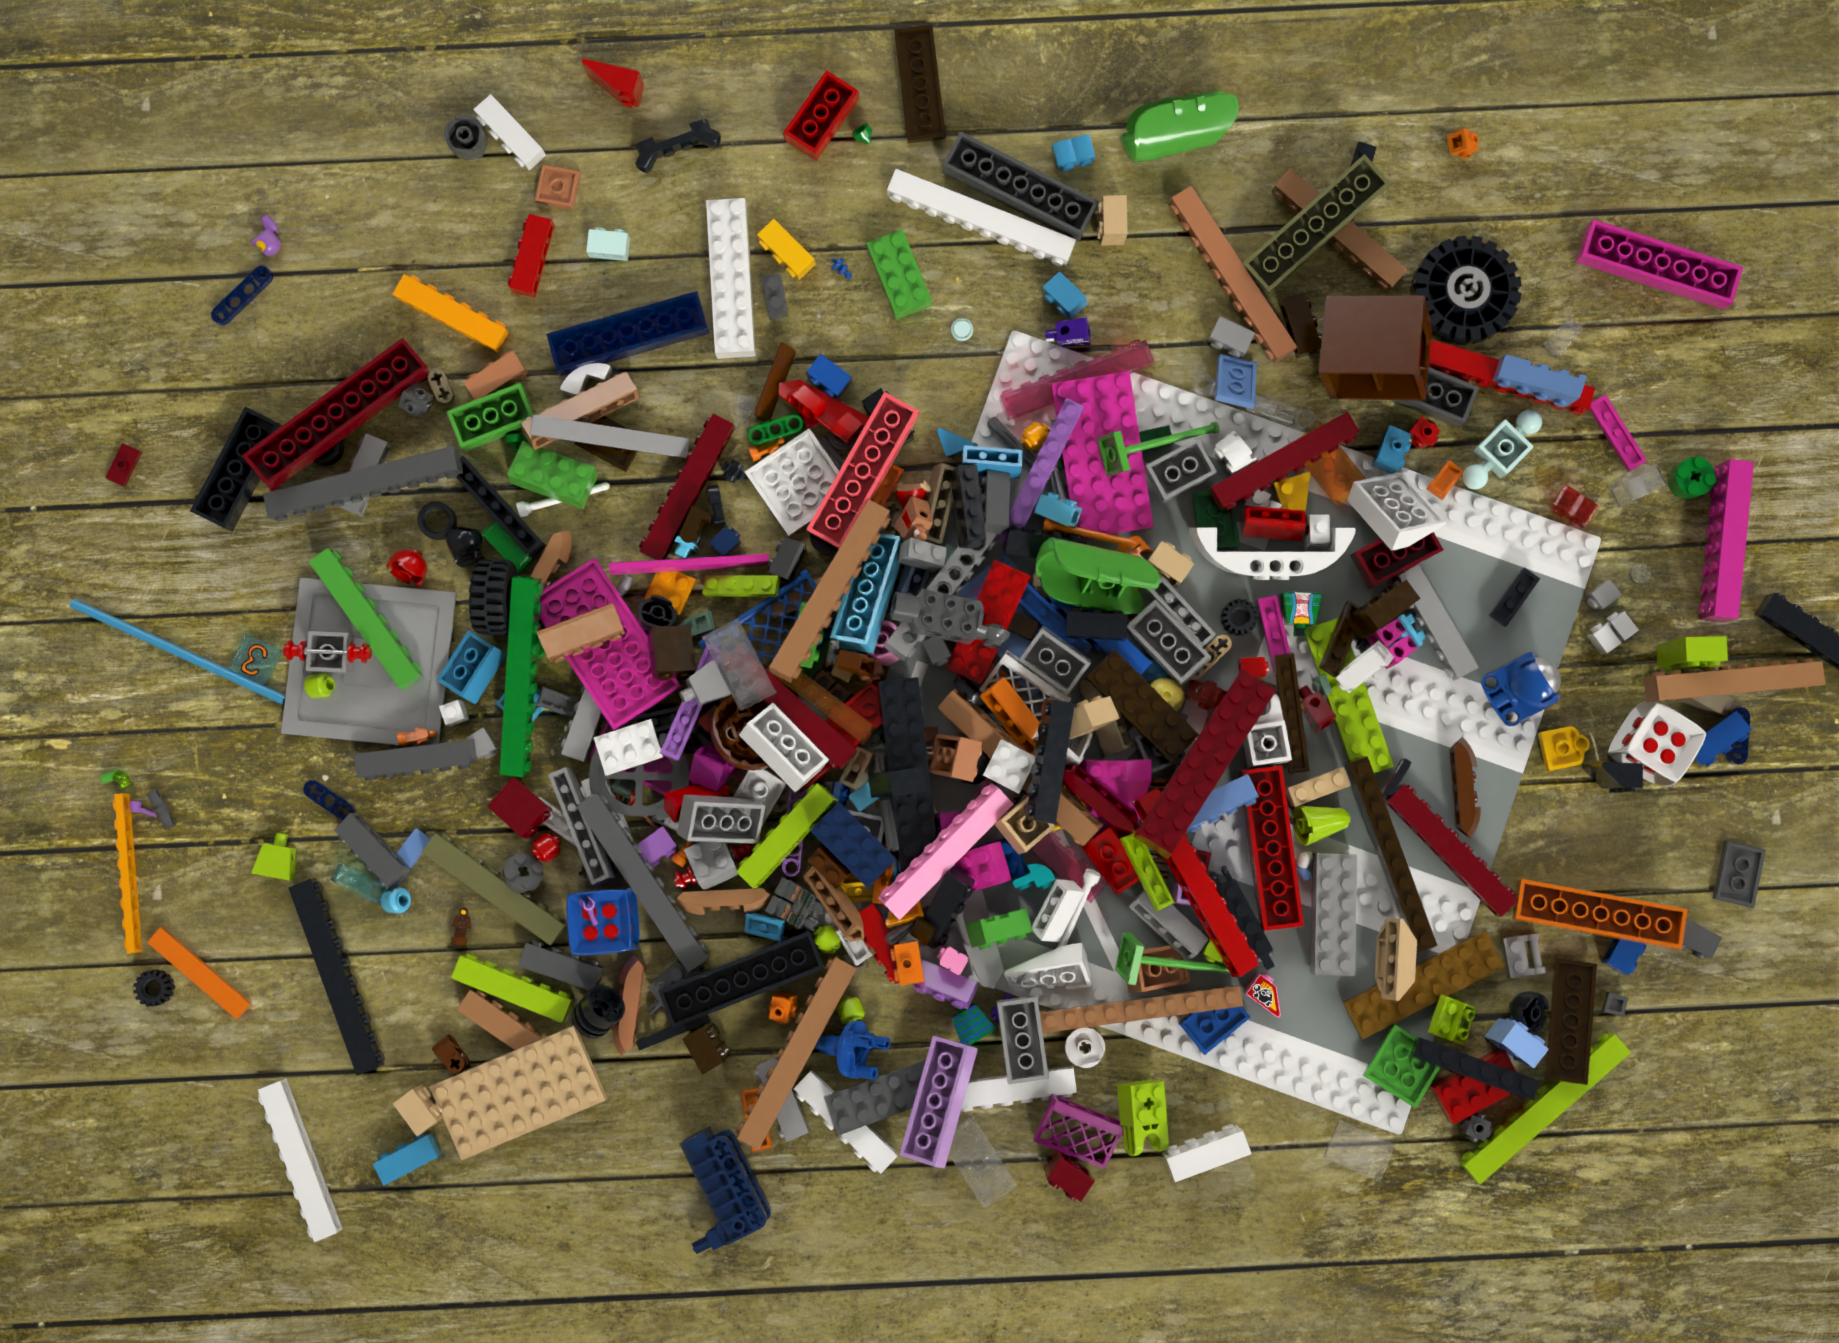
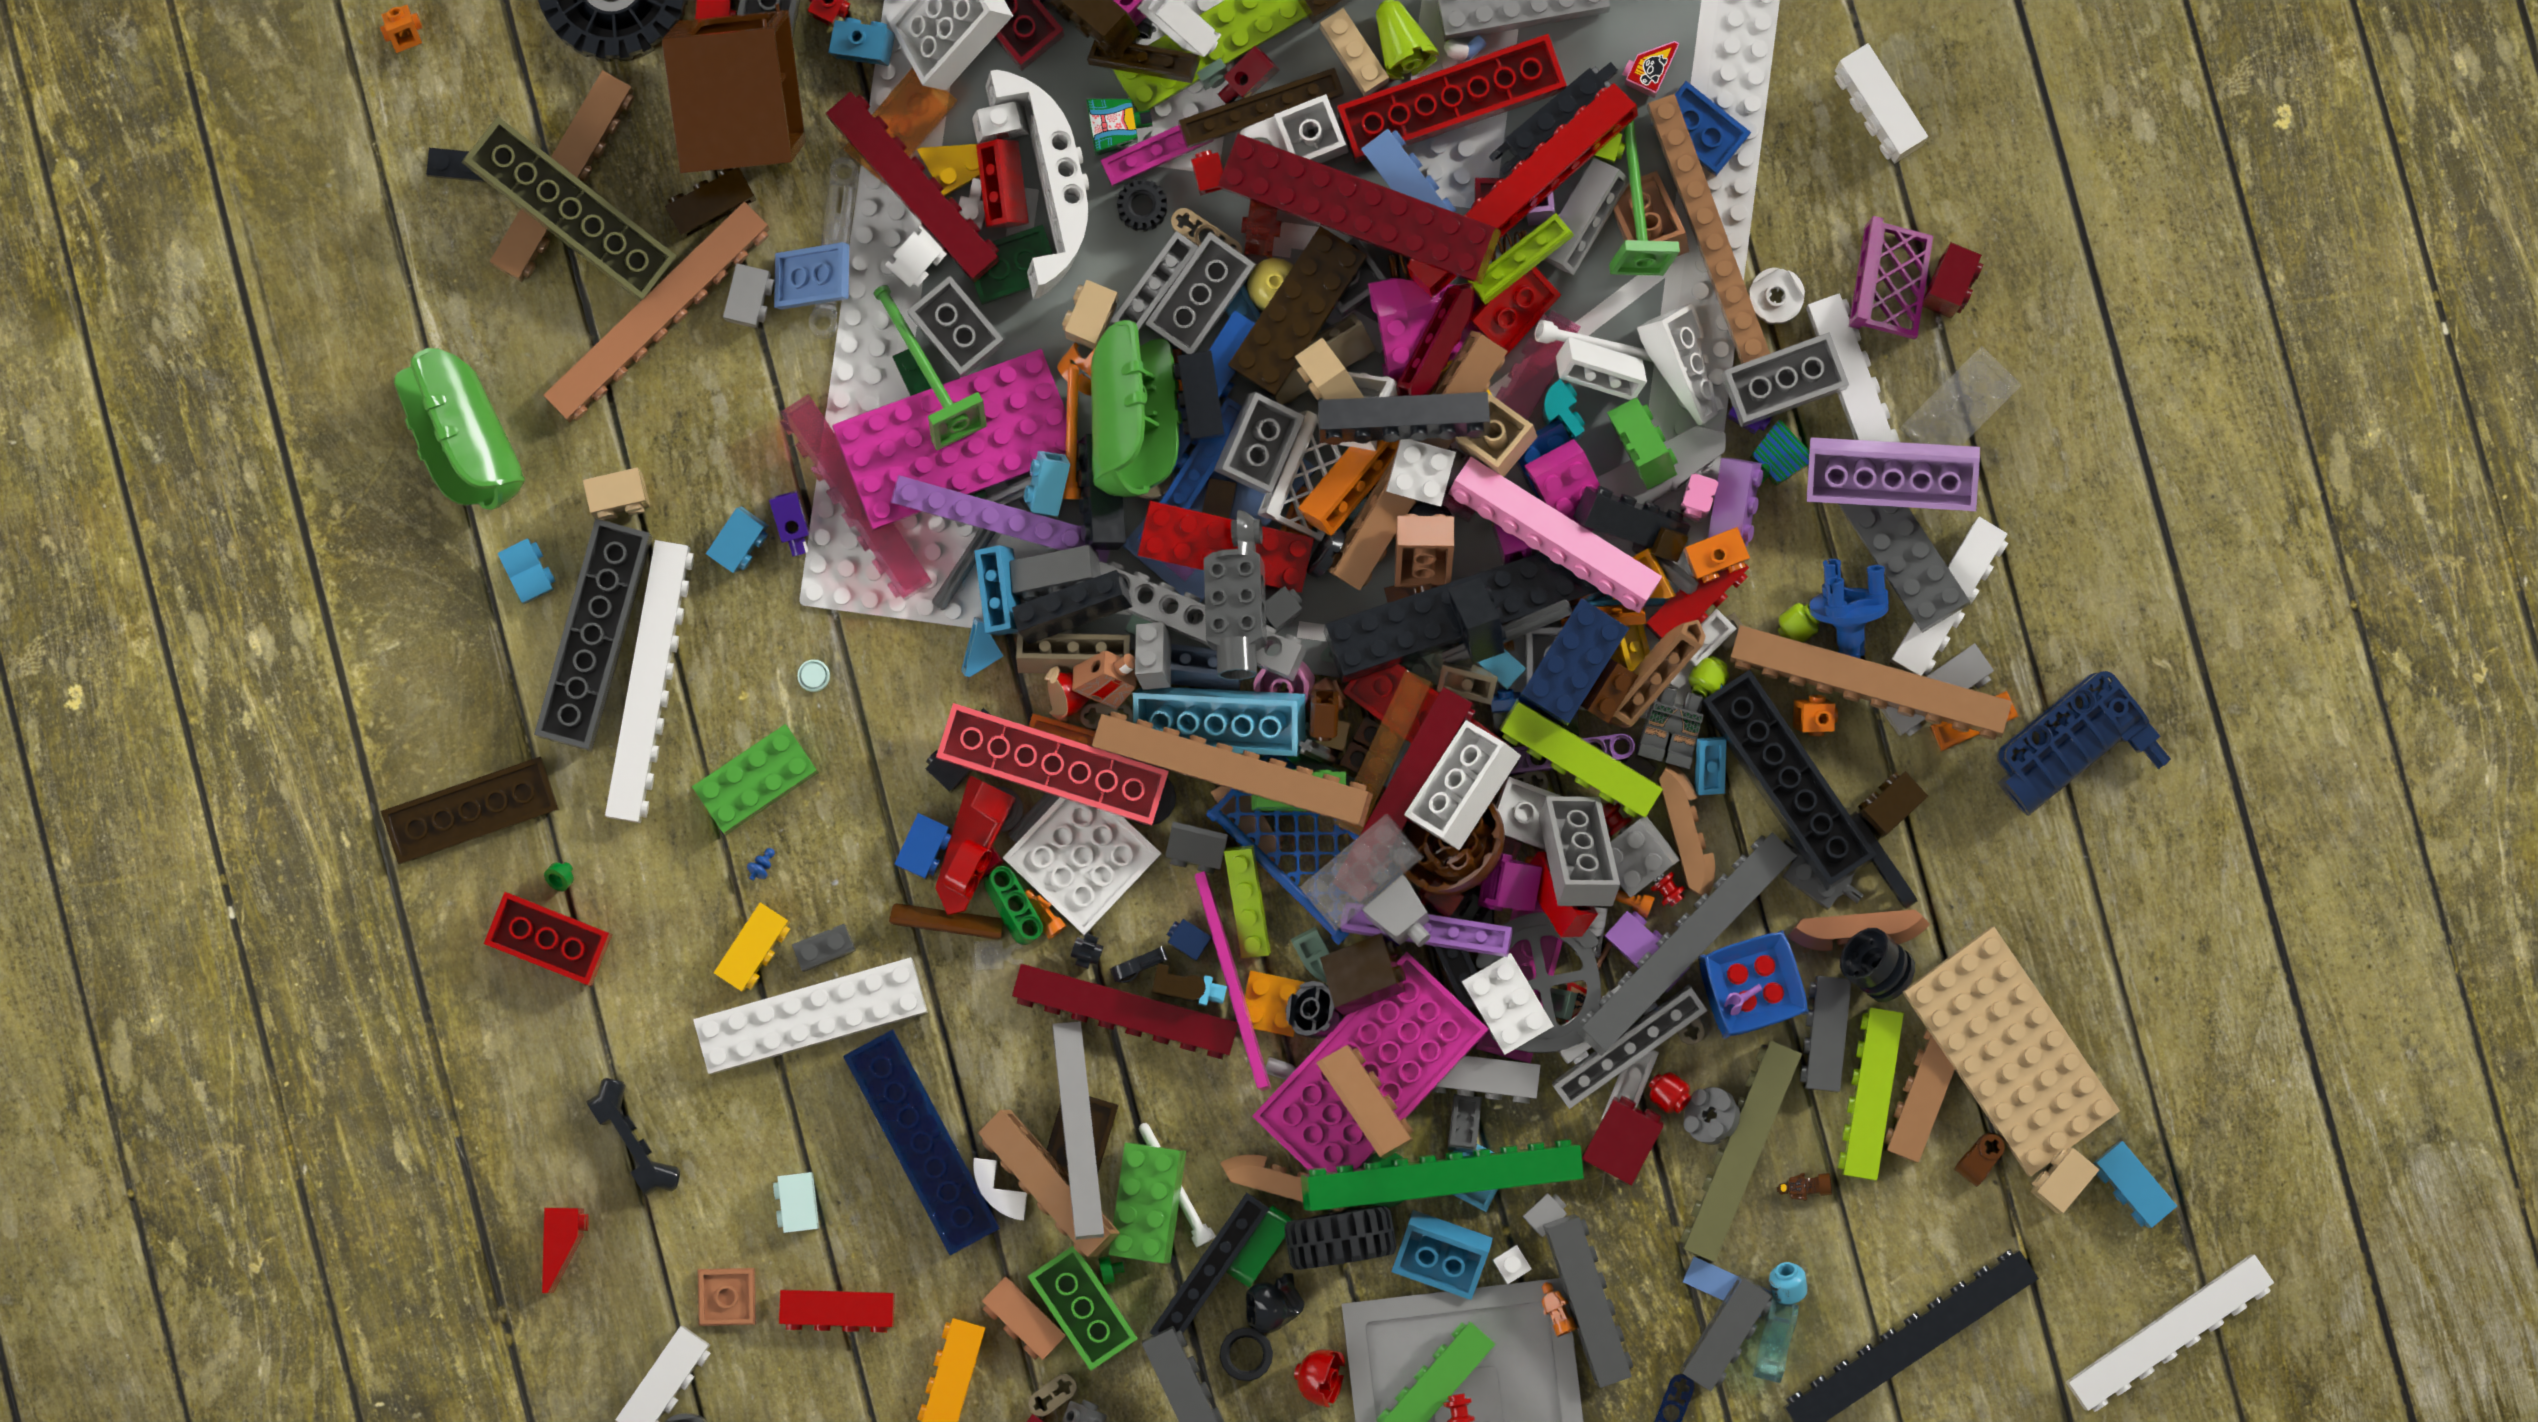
camera: 105 degrees left, 0 degrees up
(1035, 436) = (948, 537): light orange head -> none
(1143, 1114) = (1848, 197): lime brick -> none

